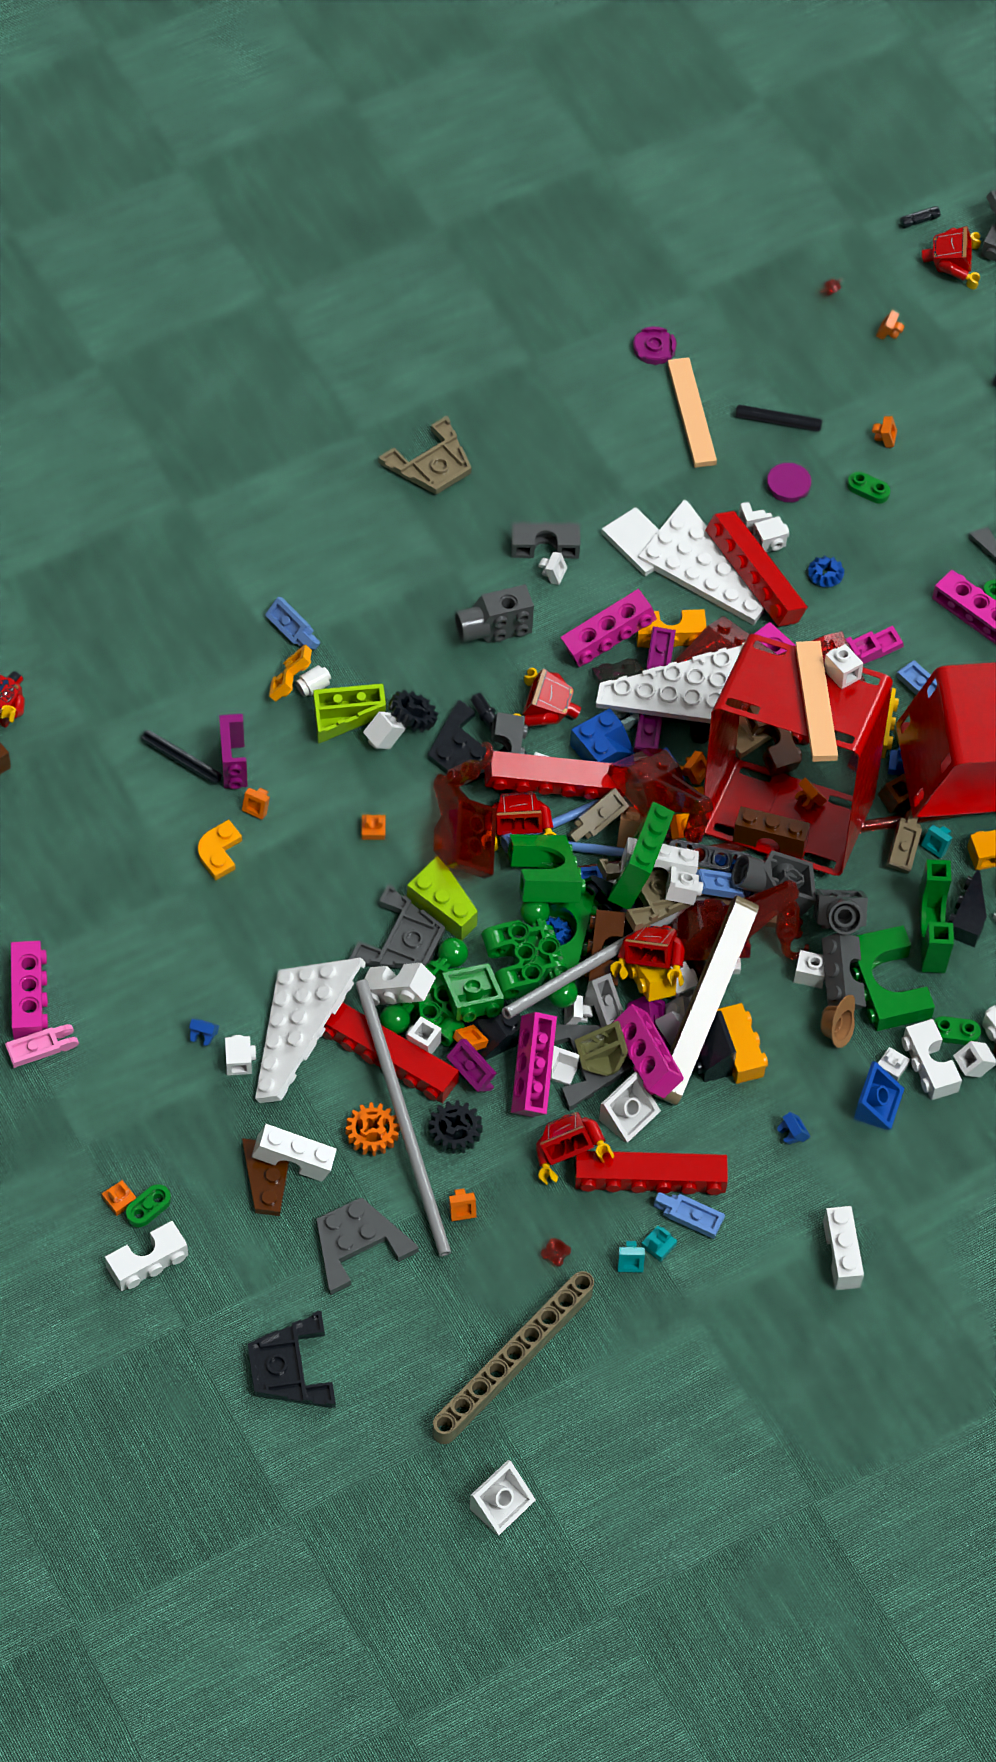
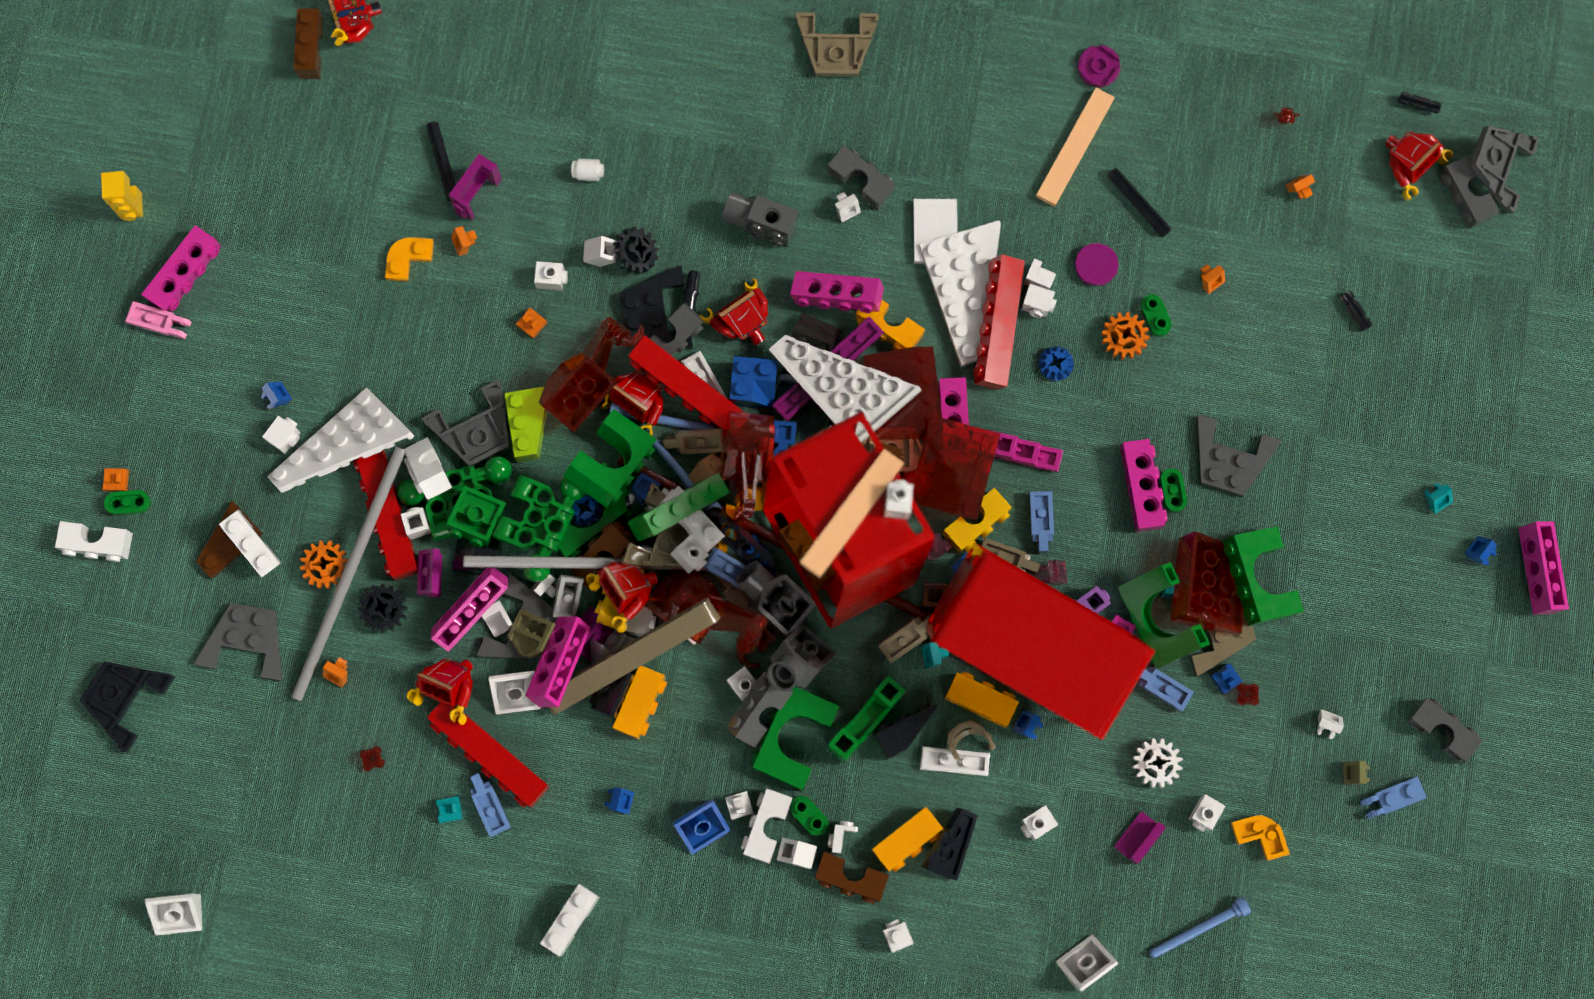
camera: 40 degrees right, 20 degrees up
(283, 682) = (583, 147): light orange plate -> none
(291, 624) = (612, 110): medium blue hinge -> none
(346, 708) = (586, 212): lime wedge -> none
(357, 779) = (550, 276): none -> white brick
(472, 1035) = (449, 549): orange tile -> none
(508, 1367) = (262, 815): dark tan beam -> none
(631, 1258) = (416, 807): teal tile -> none
(839, 1021) = (722, 745): medium nougat piece -> none
(860, 514) = (1133, 340): none -> orange gear

